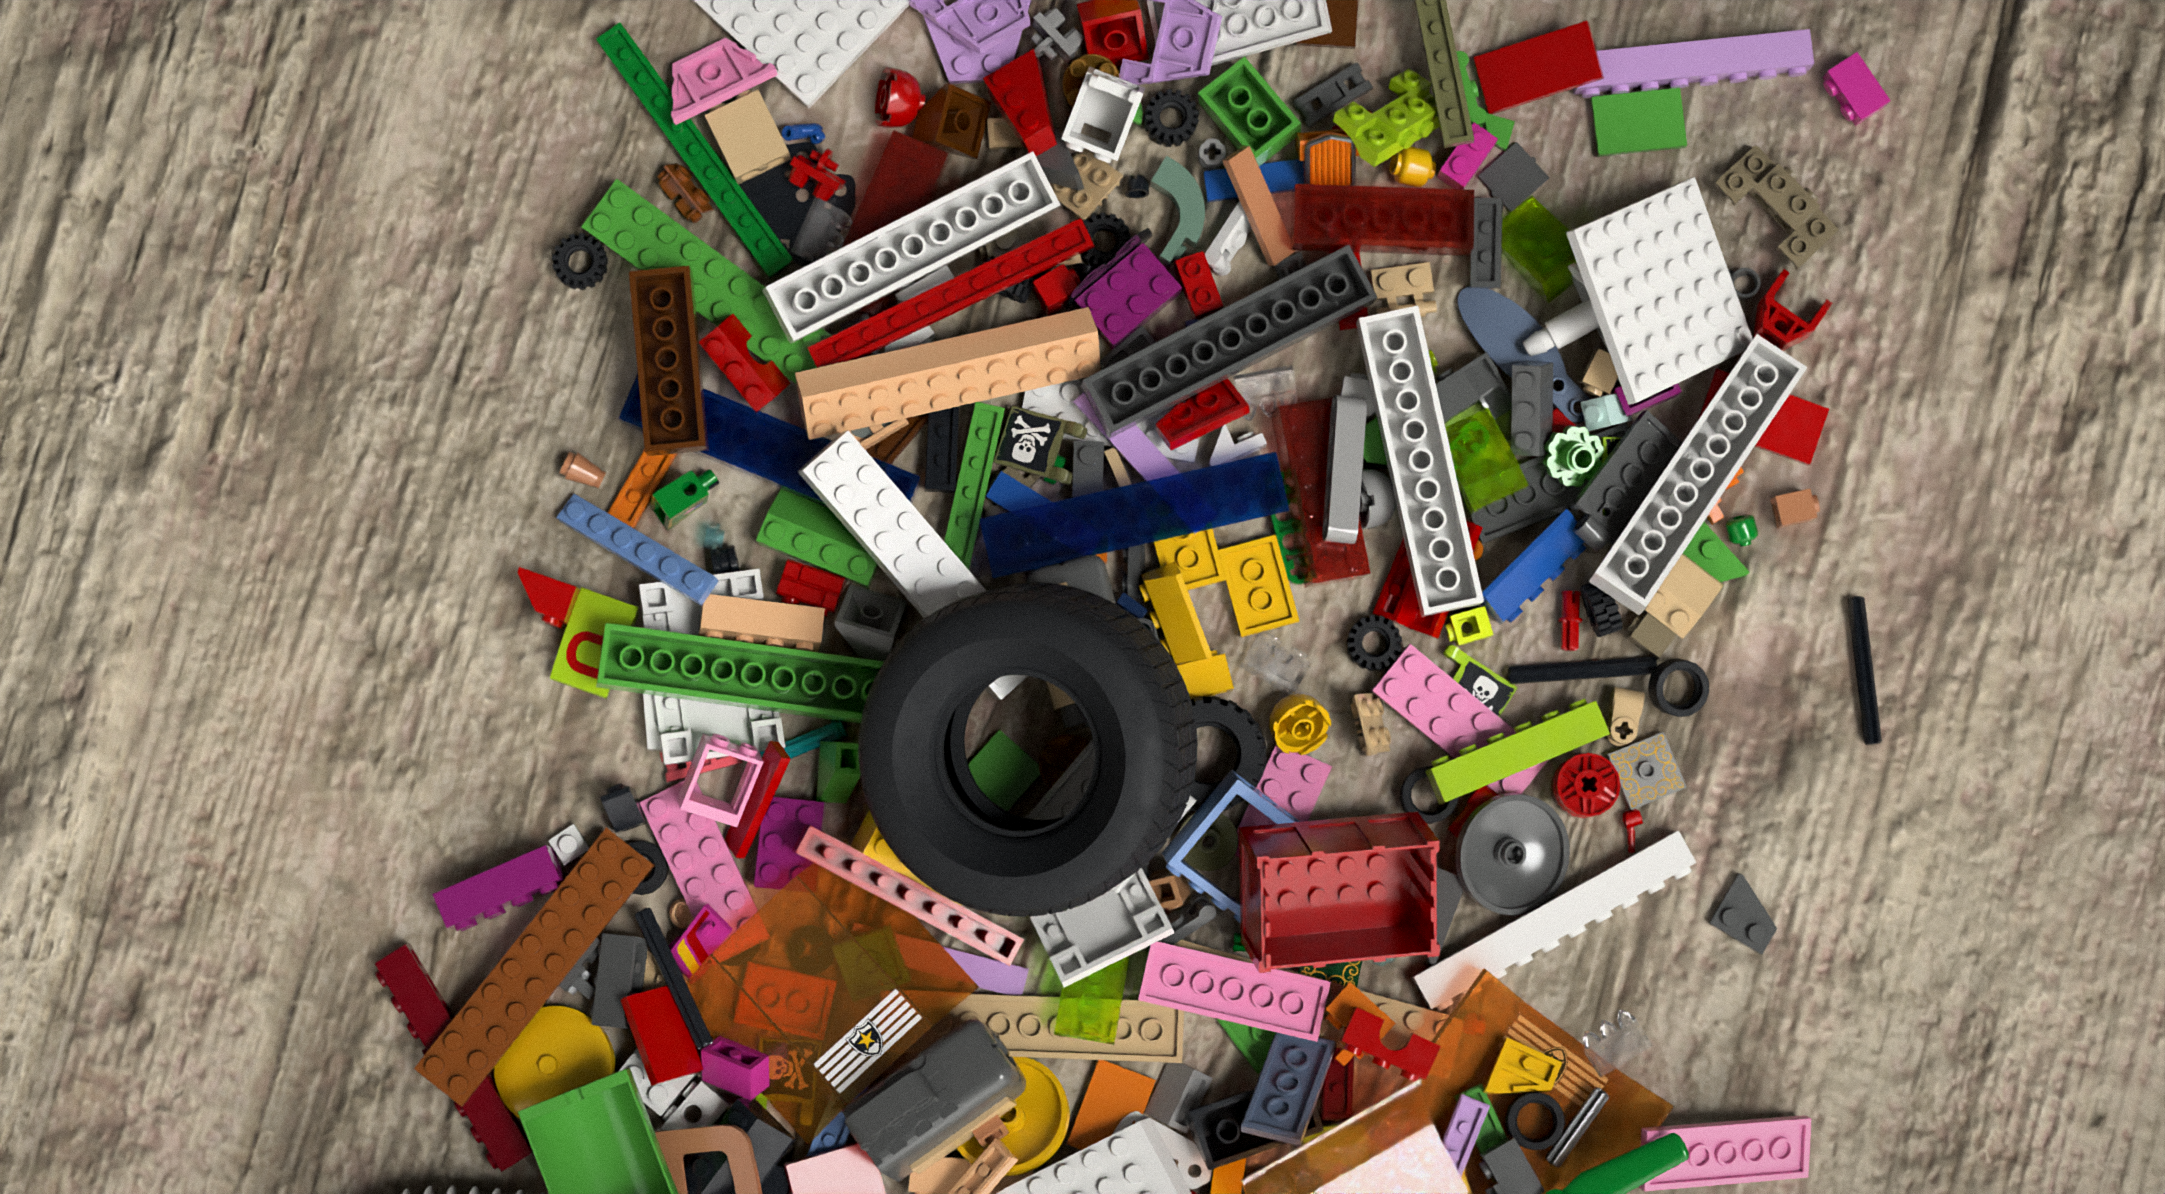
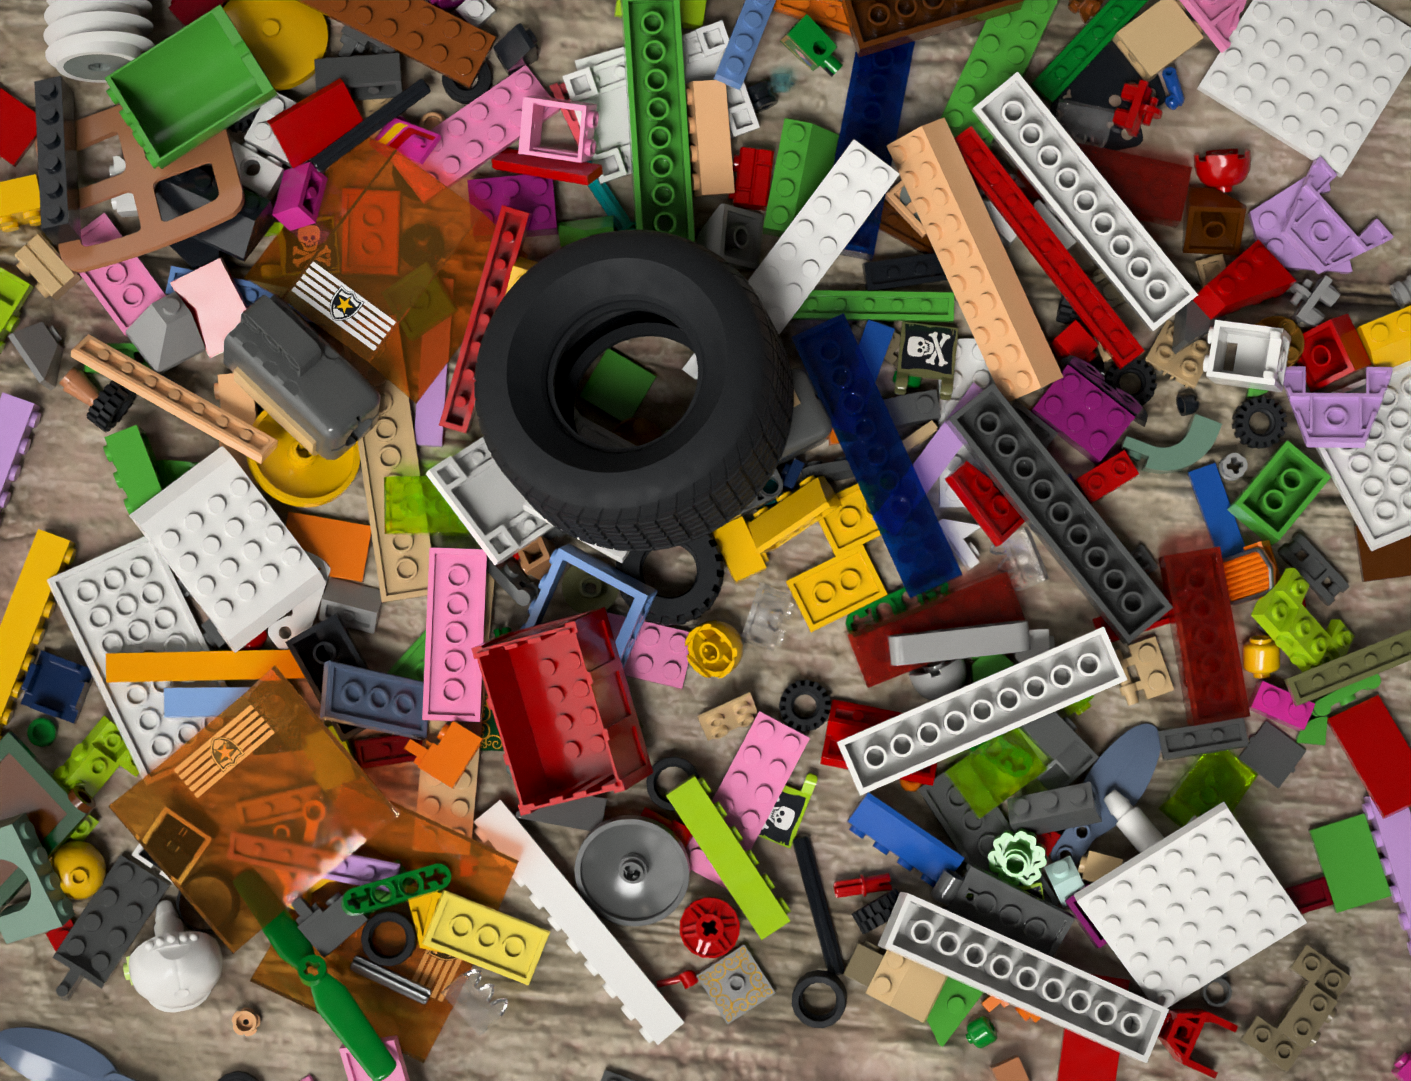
camera: 80 degrees right, 0 degrees up
(753, 380) = (930, 85): red arch -> none
(989, 1131) = (286, 437): nougat plate -> none
(1228, 241) = (1162, 501): white plate -> none
(1258, 205) = (1193, 517): nougat tile -> none
(1363, 1035) = (432, 758): red arch -> none
(1477, 619) = (847, 796): neon yellow brick -> none
(1487, 1102) = (396, 890): none -> green beam
(1552, 1019) = (485, 937): none -> light yellow tile
(1624, 710) = (788, 953): tan piece -> none
(1663, 168) = (1310, 895): none -> dark red tile

